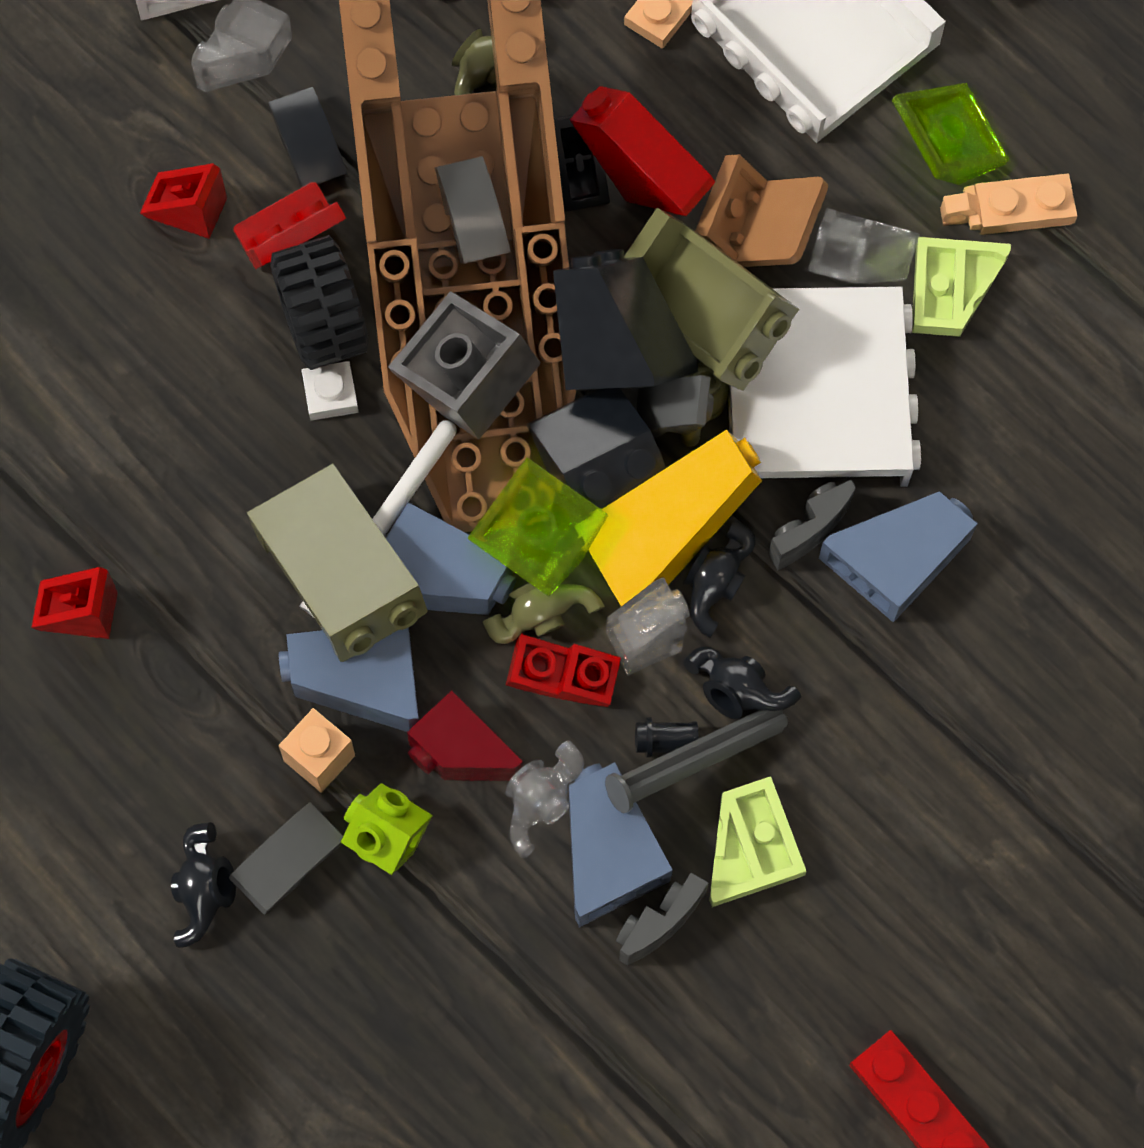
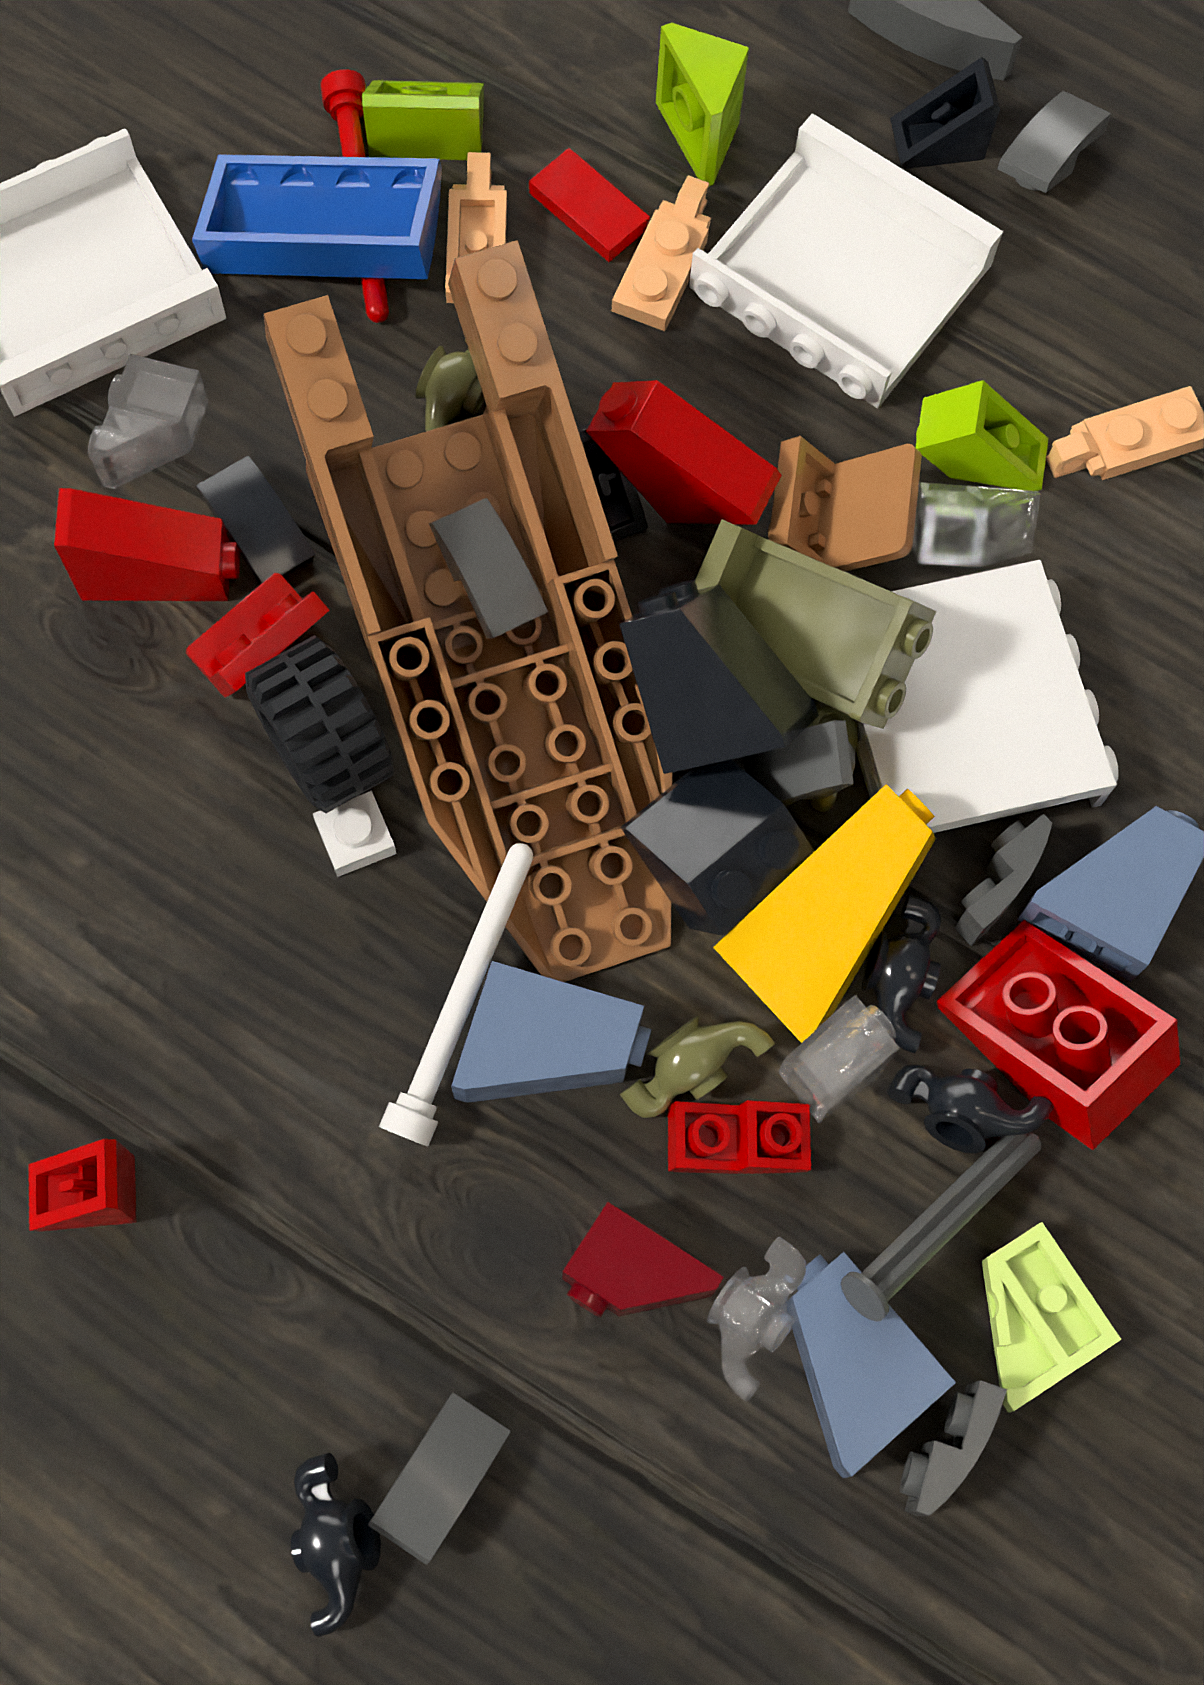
camera: 15 degrees left, 0 degrees up
(187, 199) = (119, 625): red slope -> none
(200, 134) = (142, 550): none -> red slope
(317, 750) = (447, 1319): light nougat brick -> none
(338, 562) = (421, 1062): panel -> none
(366, 685) = (474, 1200): sand blue slope -> none
(384, 827) = (561, 1407): lime brick -> none
(465, 364) = (528, 766): flat silver slope -> none
(538, 527) = (670, 960): clear neon green slope -> none
(663, 736) = (891, 1197): black pin -> none
(826, 645) = (1064, 1031): none -> red slope
(888, 184) = (981, 438): none -> lime slope
(951, 132) = (1039, 363): clear neon green slope -> none
(952, 282) = (1089, 543): yellowish green wing -> none

